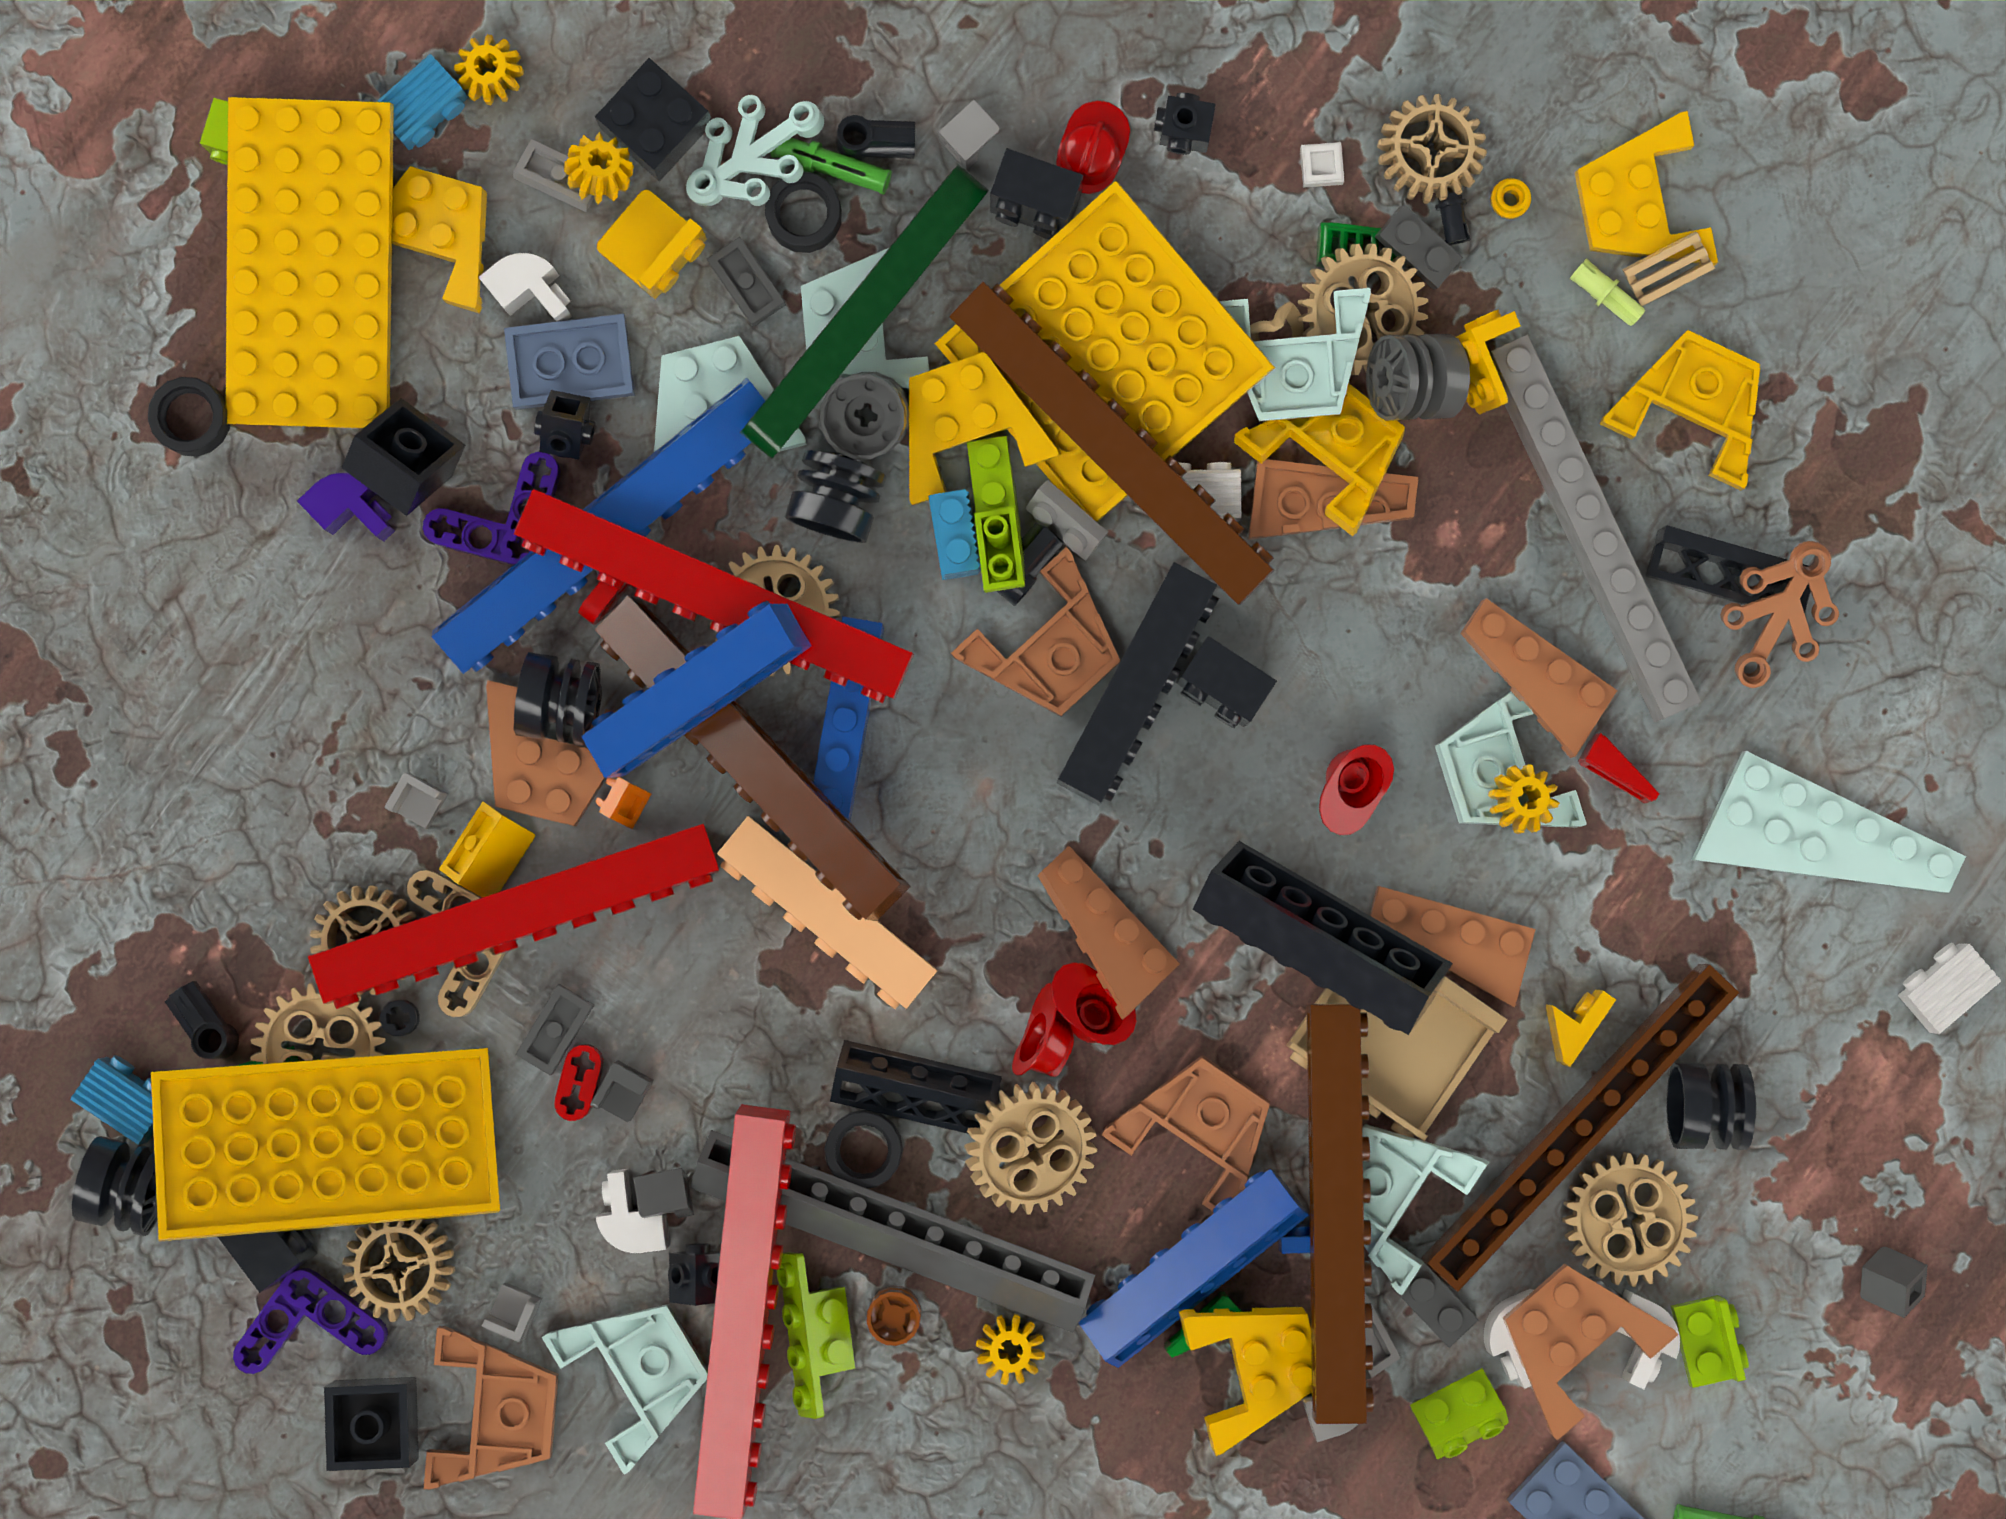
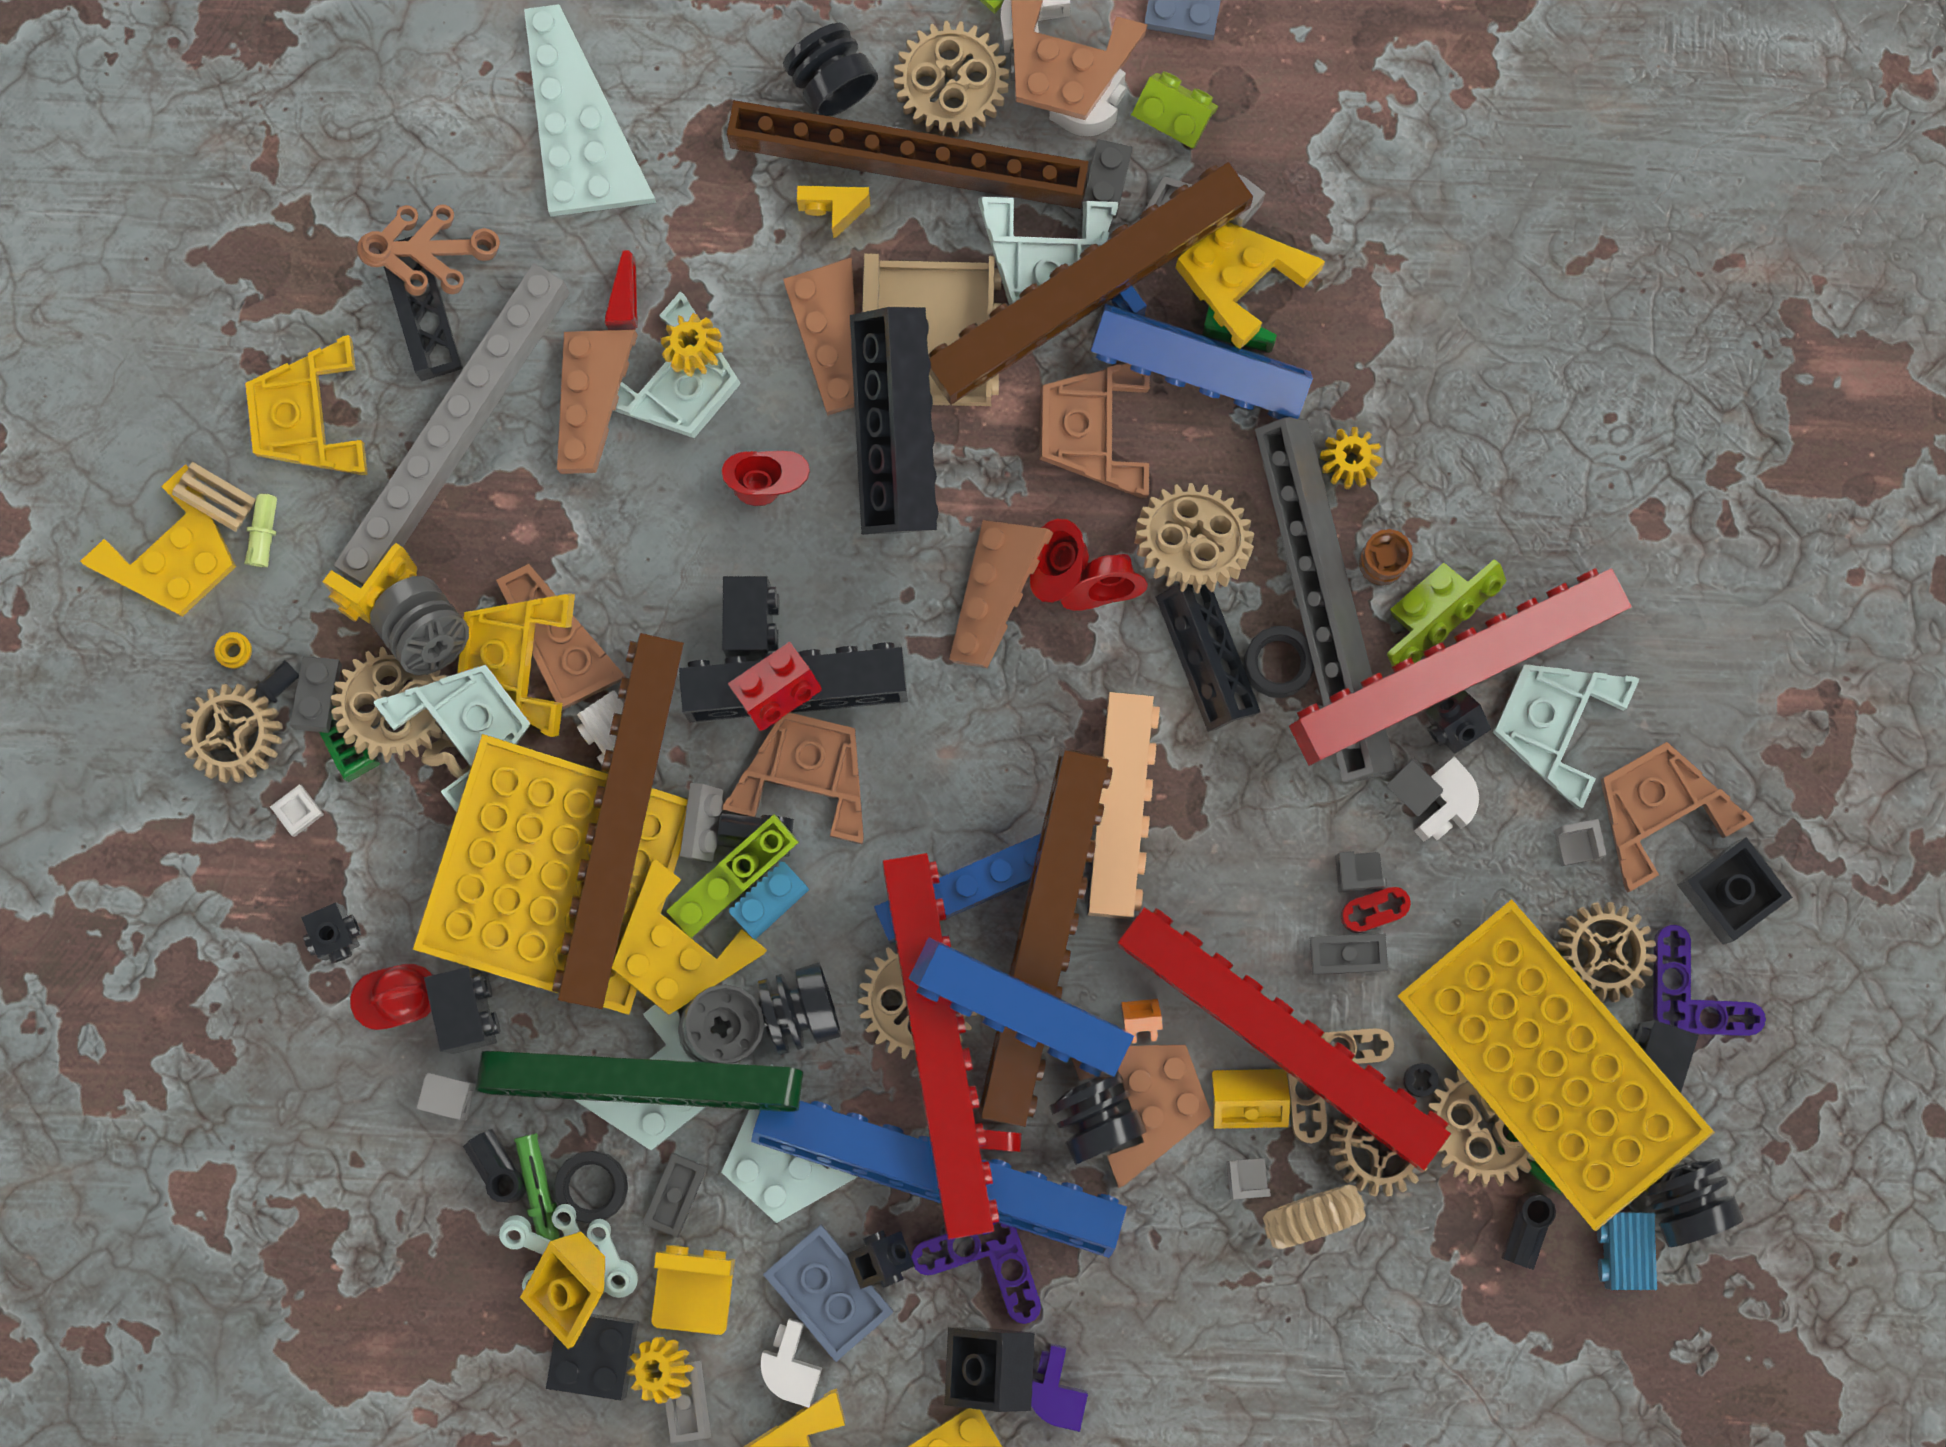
camera: 120 degrees left, 5 degrees down
(339, 834) = (1314, 1216): none -> tan gear
(723, 131) = (566, 1286): none -> yellow slope
(1139, 660) = (775, 686): none -> red bracket

